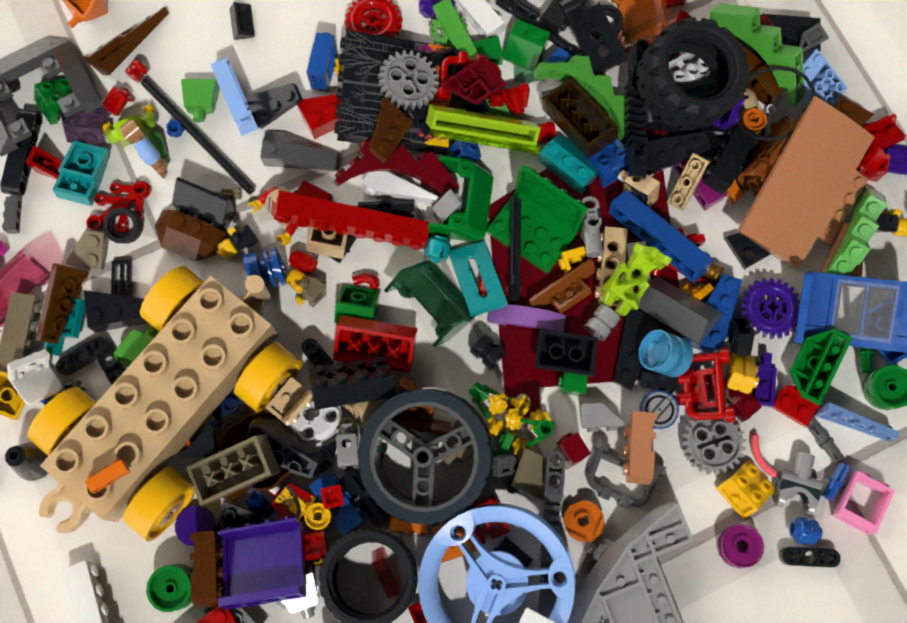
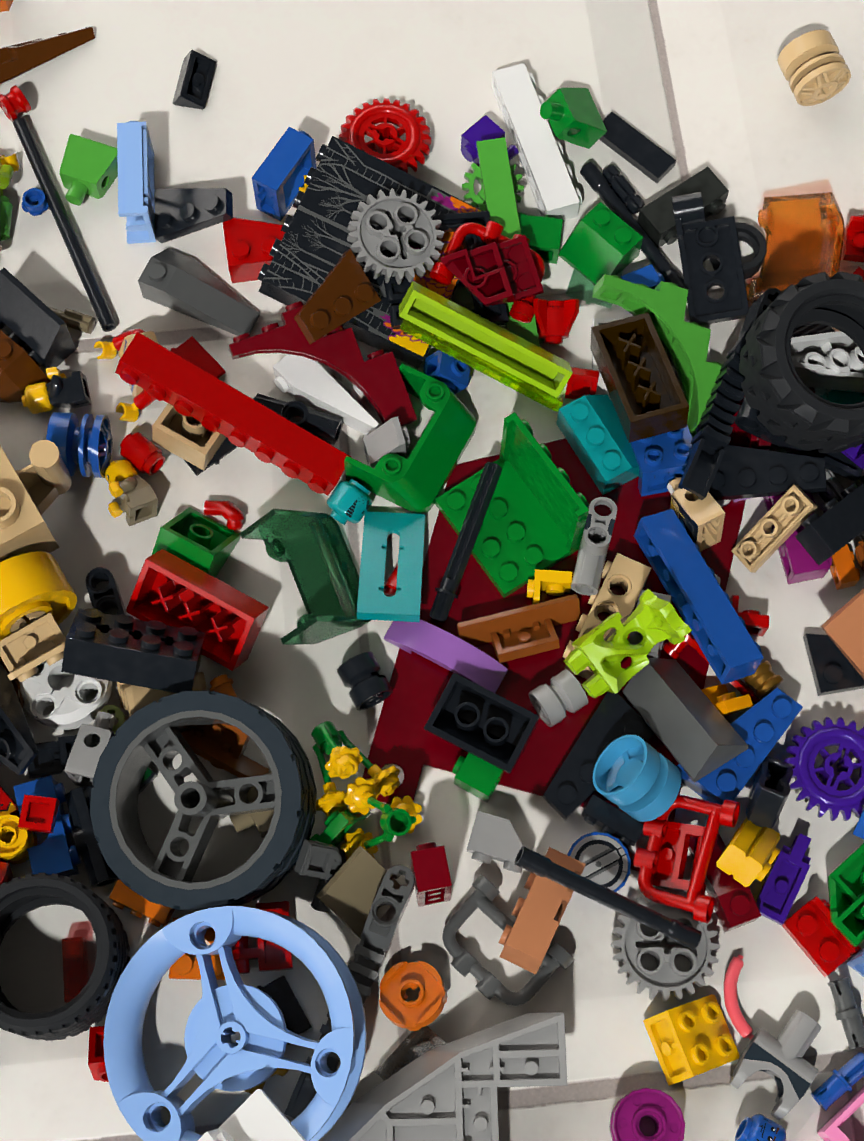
camera: 20 degrees right, 5 degrees down
(636, 424) = (669, 927): none -> black piece

